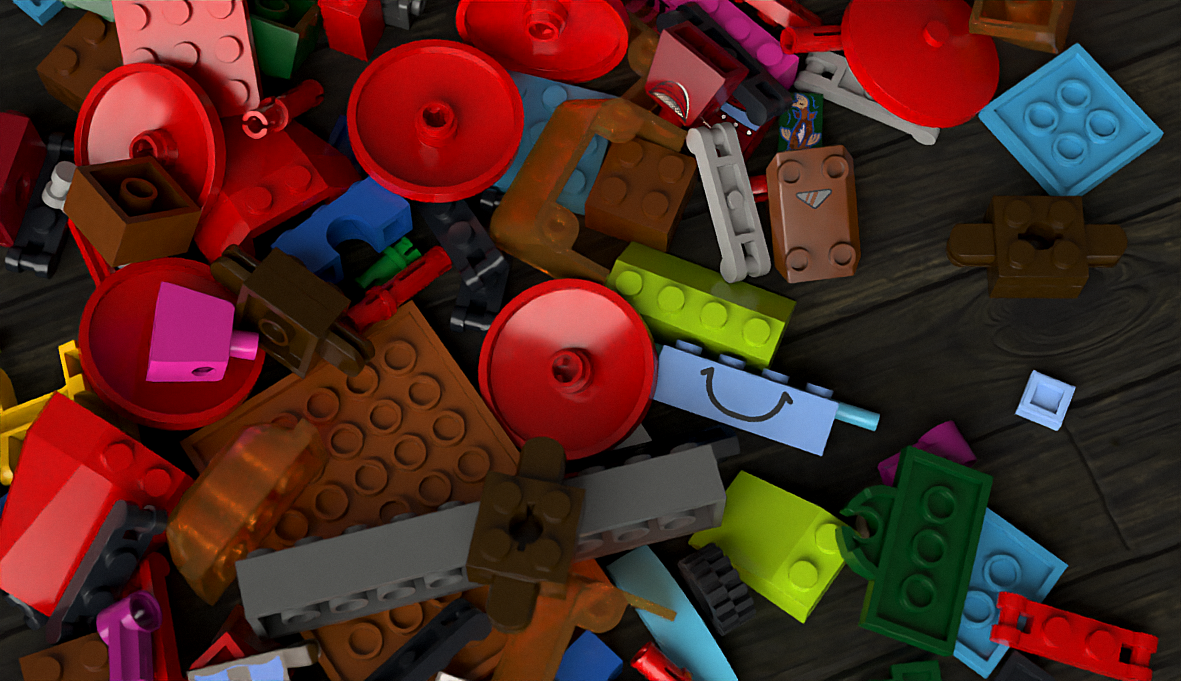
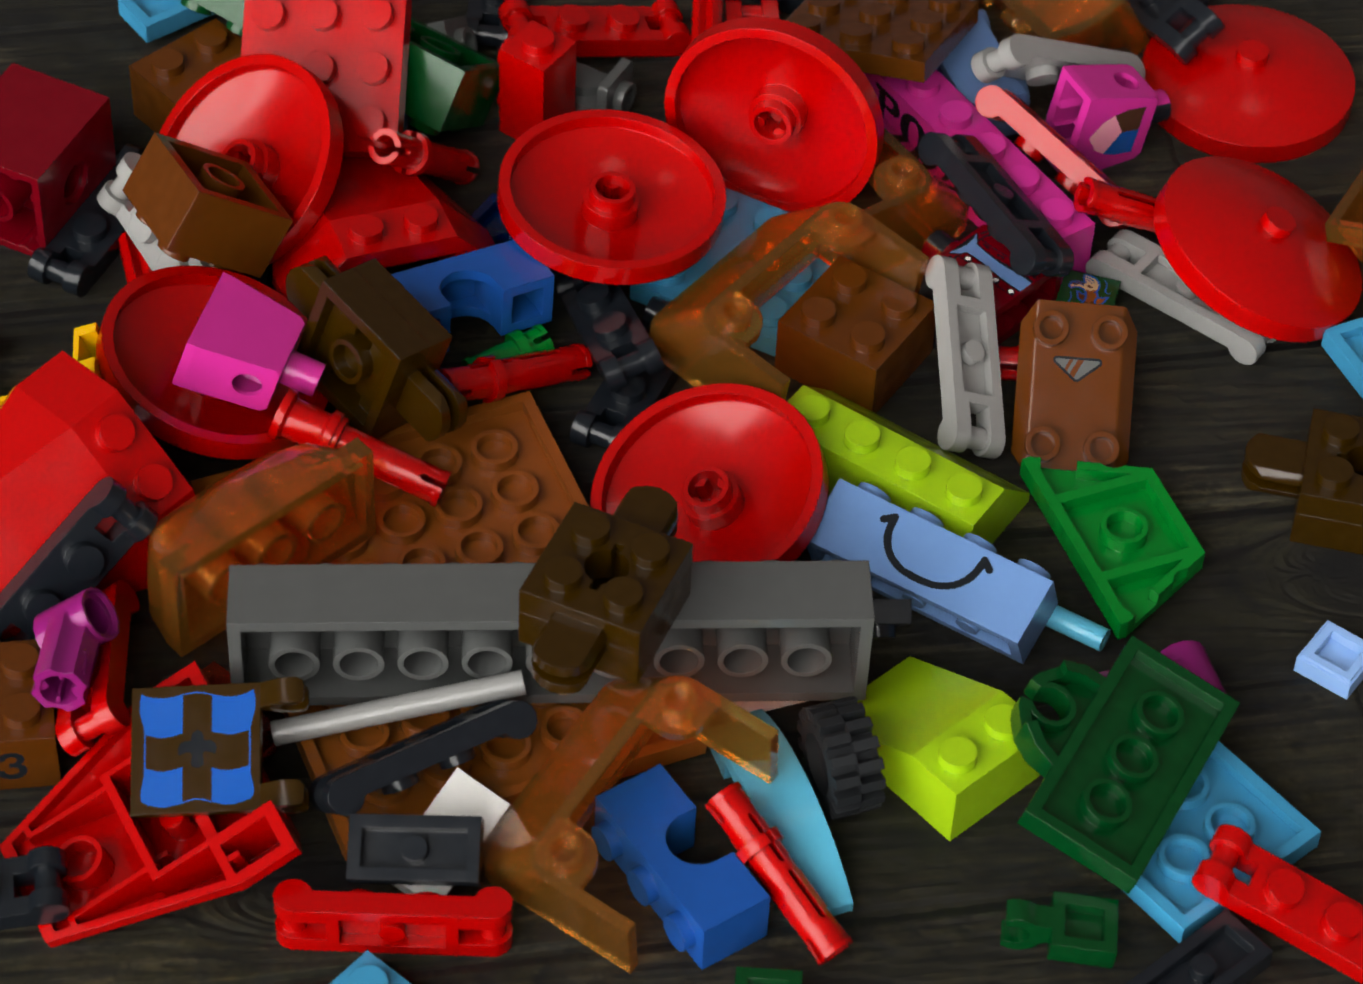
camera: 10 degrees right, 20 degrees down
(278, 395) = (309, 424): none -> red pin
(395, 621) = (398, 707): none -> light grey bar
(691, 75) = (949, 200): dark red torso -> none
(869, 329) = (1118, 535): none -> green wing

